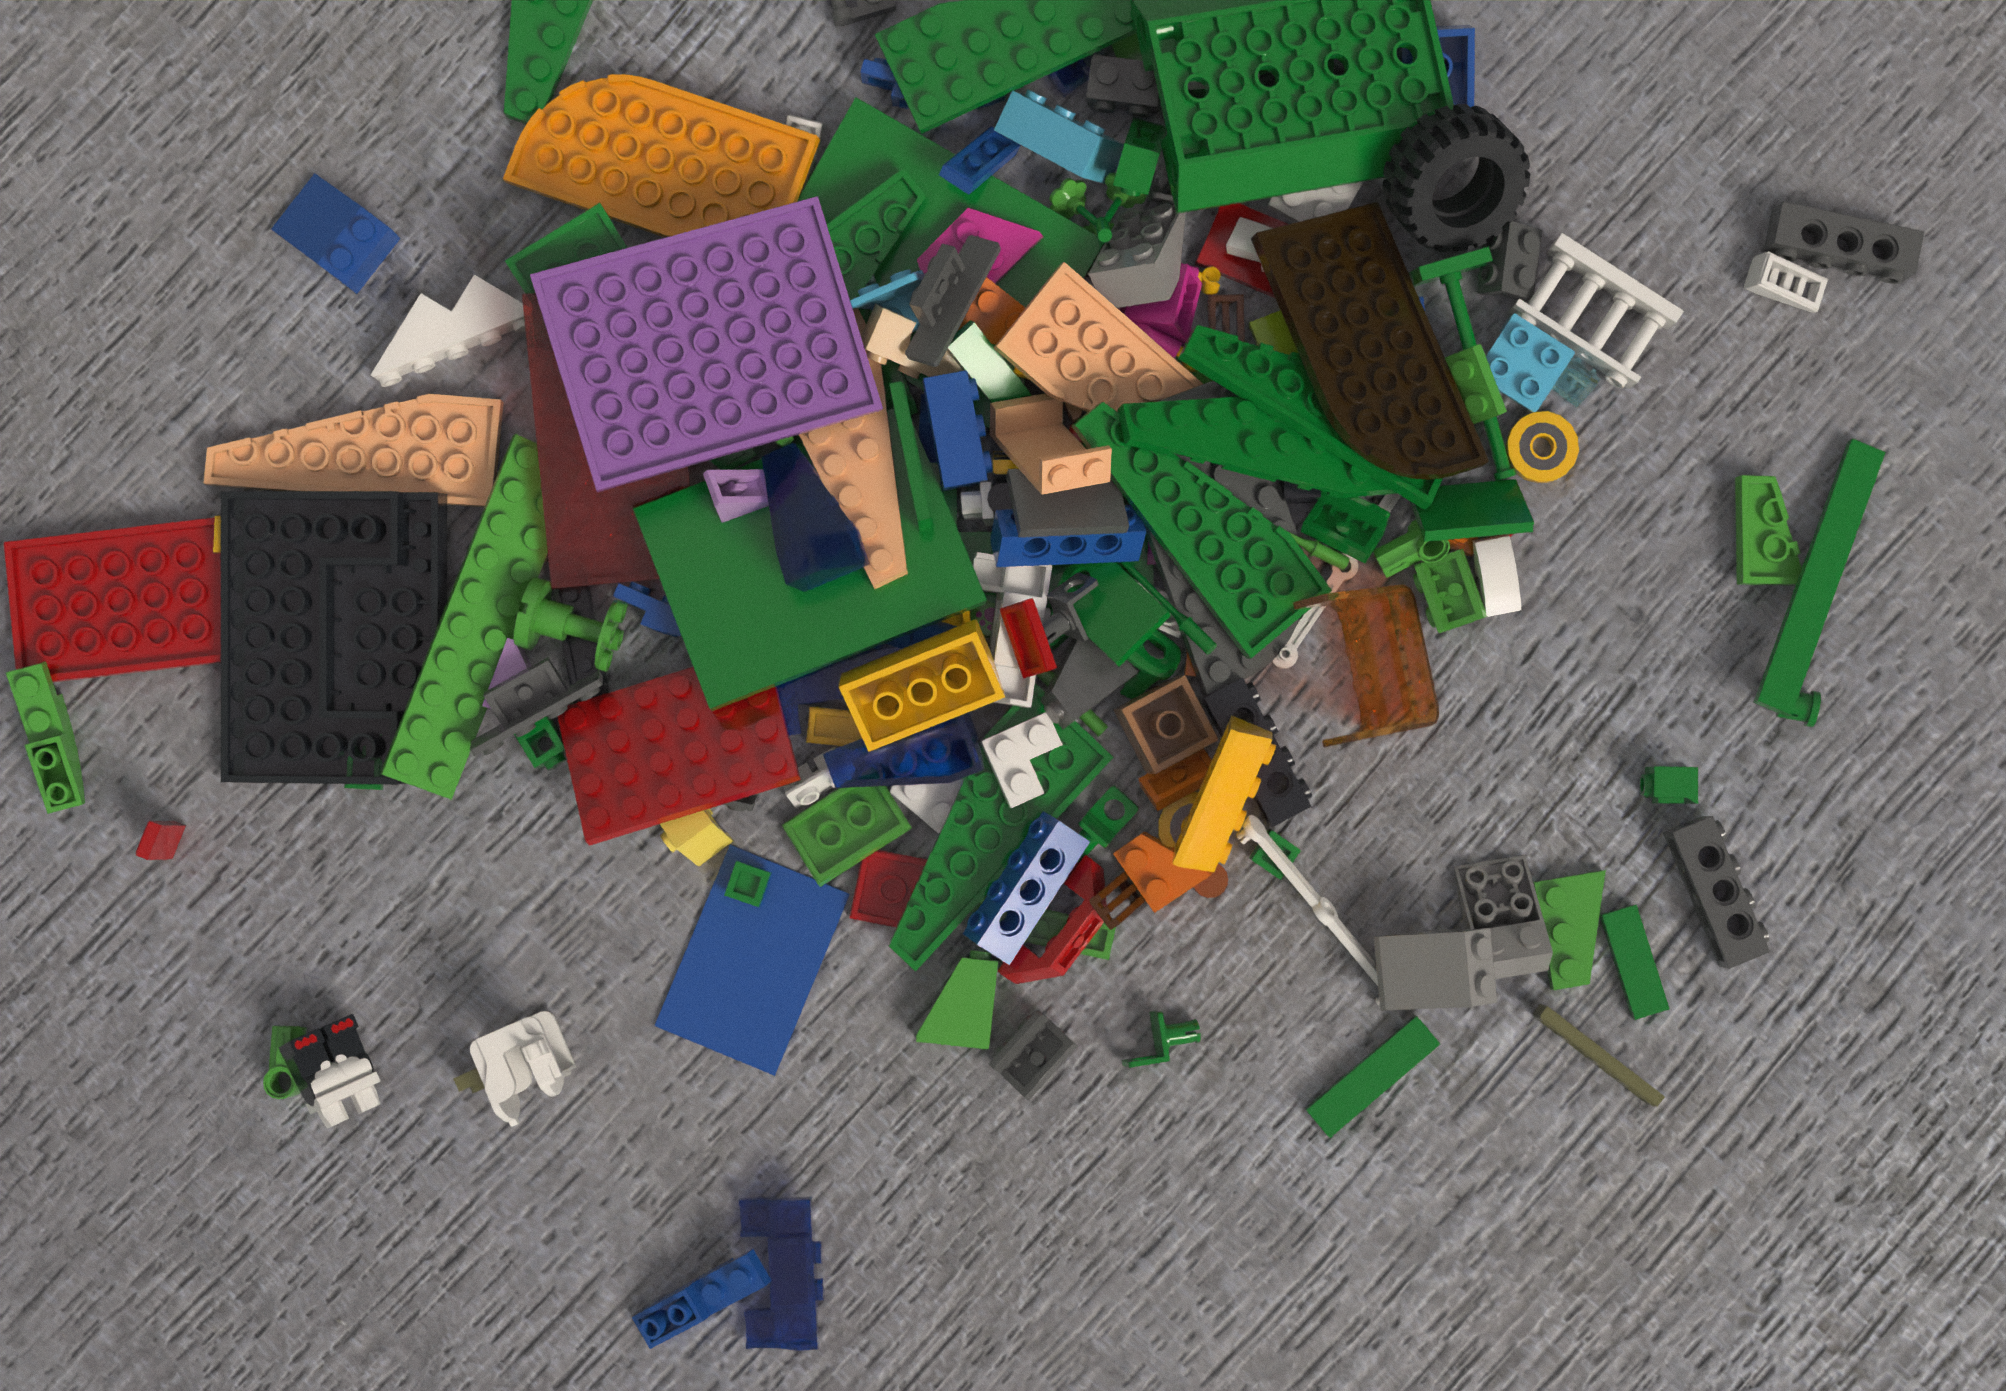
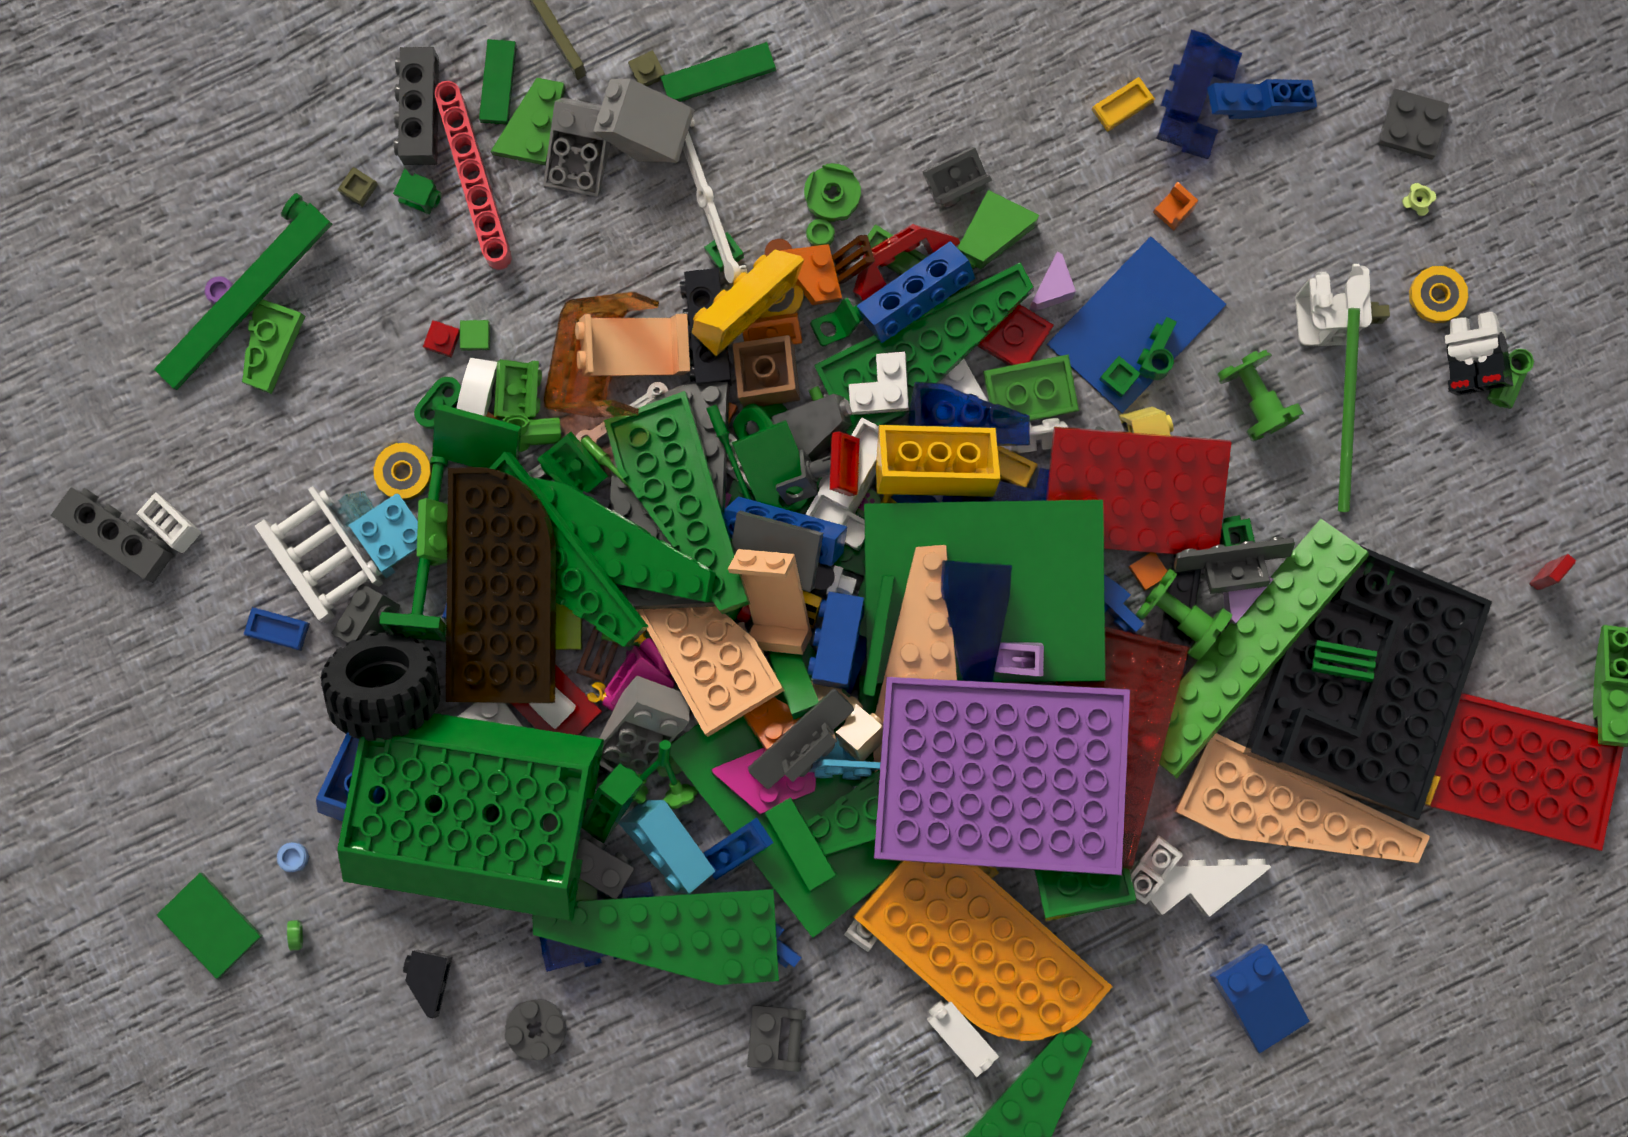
camera: 155 degrees left, 5 degrees down
(335, 642) = (1348, 651): none -> green tile
(384, 1137) = (1450, 283): none -> yellow tile
(458, 1250) = (1425, 193): none -> yellowish green plate
(462, 940) = (1349, 409): none -> bright green piece
(502, 319) = (1153, 868): none -> white slope
(507, 1341) = (1413, 124): none -> dark grey plate
(563, 912) = (1265, 404): none -> bright green piece
(631, 666) = (1148, 570): none -> orange tile
(648, 58) = (962, 1037): none -> white brick
(717, 950) = (1160, 336): none -> green plate
(757, 1120) = (1176, 206): none -> orange panel
(865, 966) = (1055, 287): none -> lavender slope
(867, 1229) = (1123, 104): none -> yellow tile
(907, 187) = (800, 844): none -> green tile
(1164, 1037) = (857, 153): green bracket -> none
(1170, 924) = (820, 232): none -> bright green tile
(1191, 991) = (823, 179): none -> bright green plate
(1335, 693) = (633, 346): none -> light nougat panel
(1461, 1047) = (646, 68): none -> olive plate
(1527, 640) = (474, 335): none -> bright green tile
(1537, 544) = (434, 397): none -> green plate
(1564, 621) = (441, 339): none -> red plate
(1606, 211) = (276, 629): none -> blue tile
(1629, 839) = (467, 163): none -> coral beam
(1745, 766) = (357, 187): none -> olive tile
(1855, 577) = (217, 288): none -> medium lavender tile

